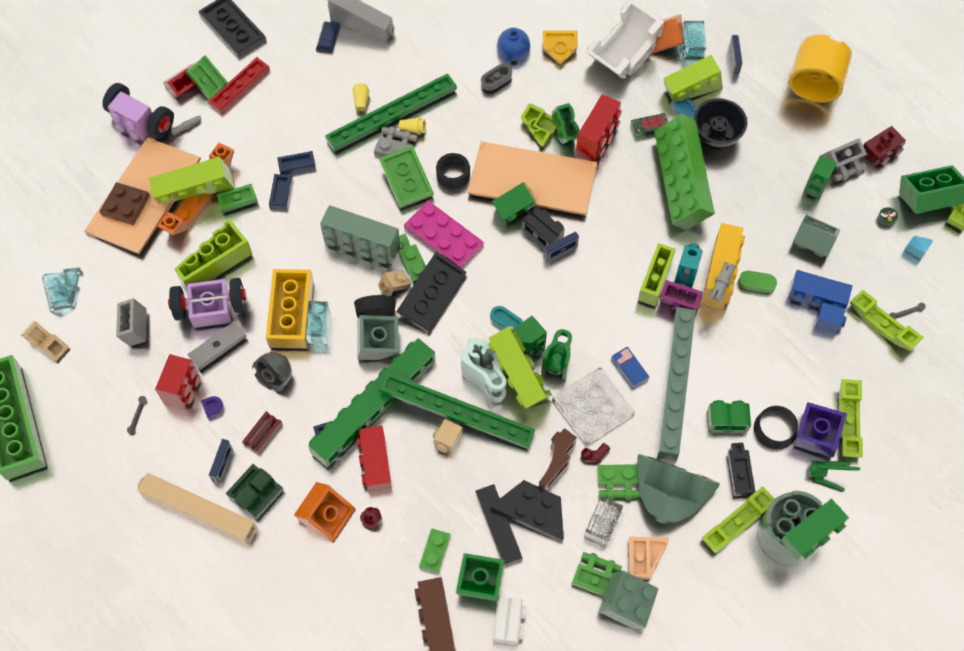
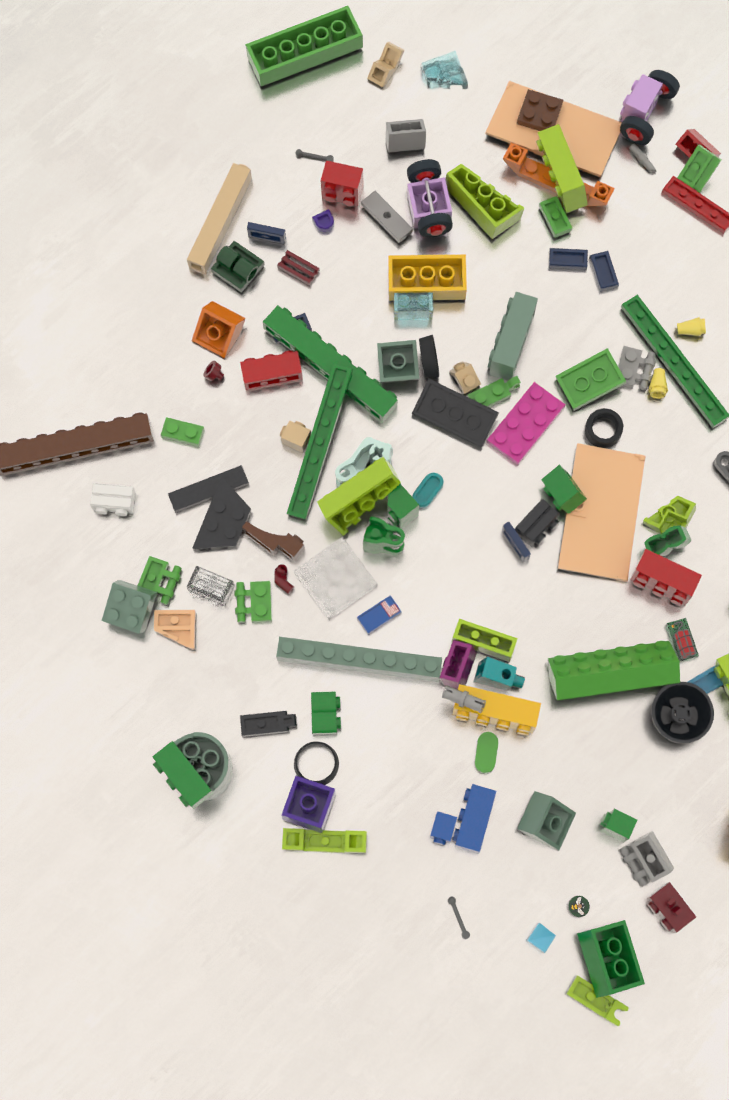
camera: 90 degrees right, 10 degrees up
(272, 370) = (361, 269): dark grey cylinder -> none
(480, 577) = (149, 469): green slope -> none
(670, 490) = (244, 652): sand green brick -> none
(739, 520) = (212, 717): lime slope -> none
(820, 469) = (267, 804): green plant -> none
(883, 323) = (441, 889): lime slope -> none

